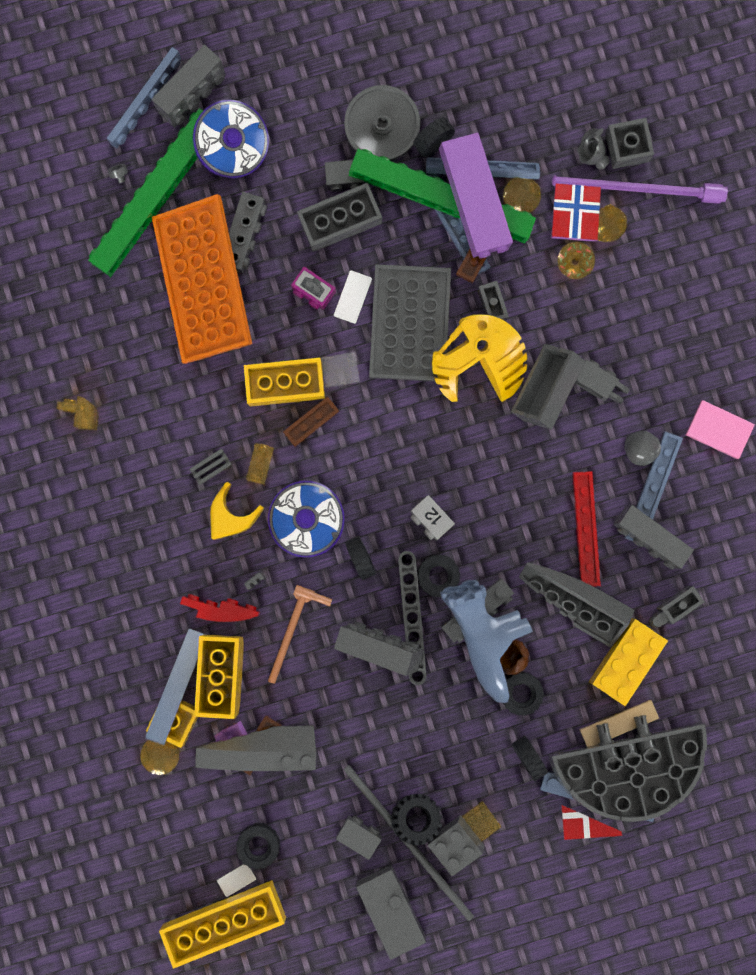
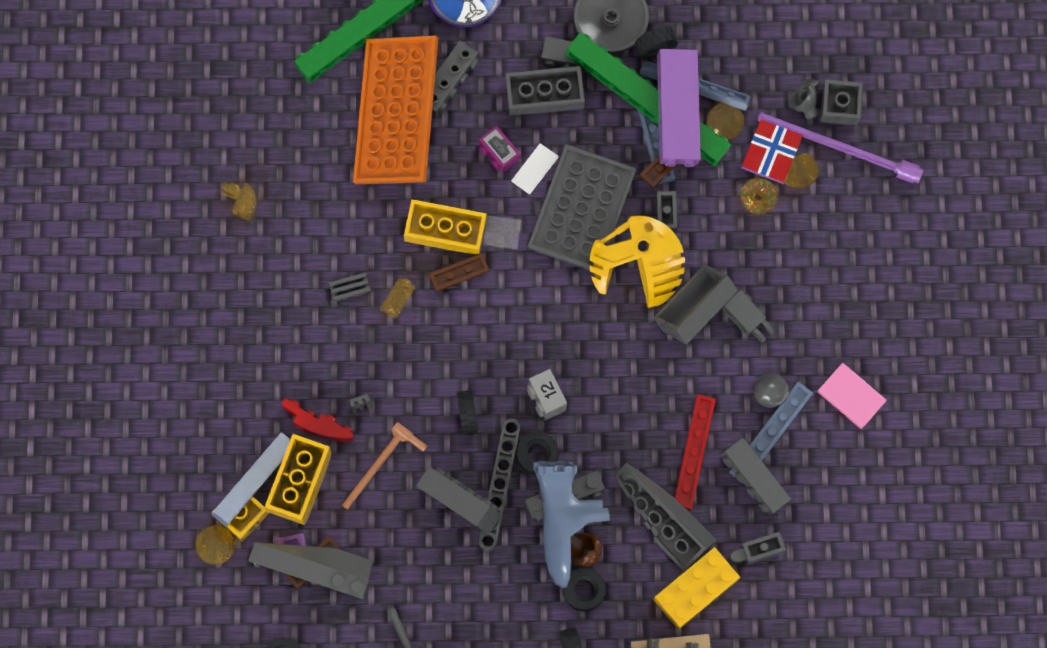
camera: 10 degrees right, 10 degrees down
(224, 522) = (348, 343): yellow animal -> none
(306, 519) = (426, 363): dish -> none

